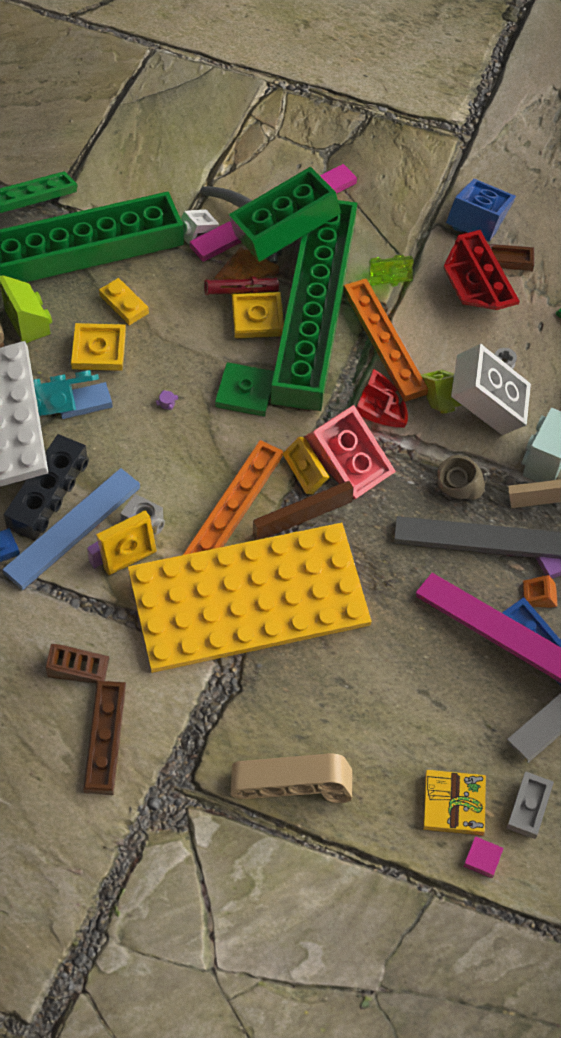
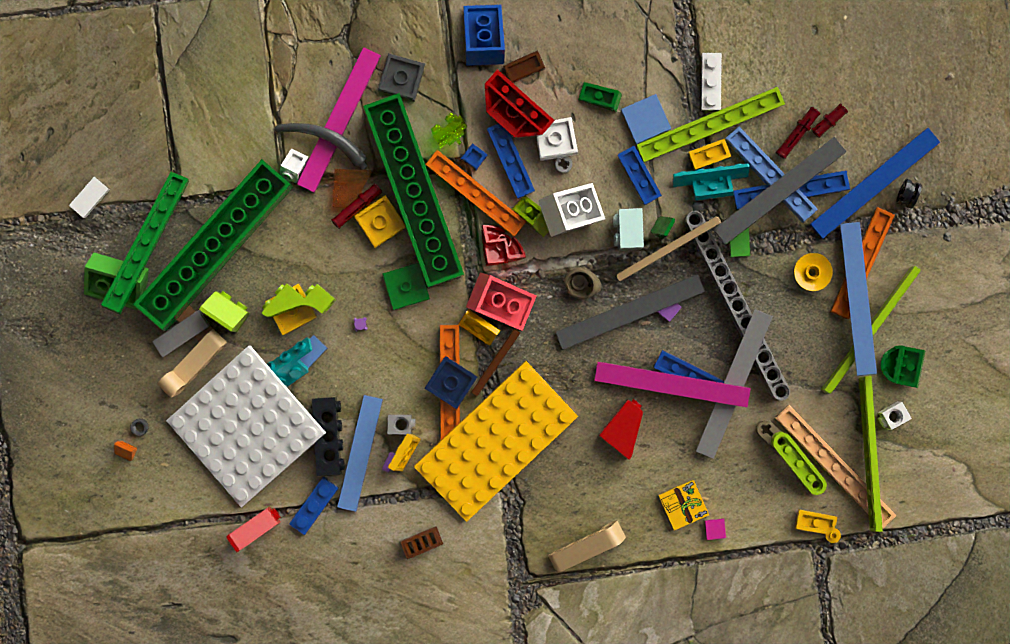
camera: 25 degrees left, 30 degrees up
(104, 328) = (288, 299): none -> lime arch
(105, 738) = (464, 576): reddish brown tile -> none
(124, 301) = (282, 259): yellow plate -> none
(235, 498) = (451, 382): none -> dark blue plate
(285, 213) = (358, 141): green brick -> none
(372, 208) = (401, 77): none -> dark grey tile
(403, 308) = (474, 156): none -> blue tile
(422, 663) = (623, 428): none -> red slope
(444, 328) = (511, 161): none -> blue plate
(509, 331) = (557, 140): none -> white tile
(530, 805) = (727, 484): light grey plate -> none
(540, 592) = (669, 335): orange slope -> none

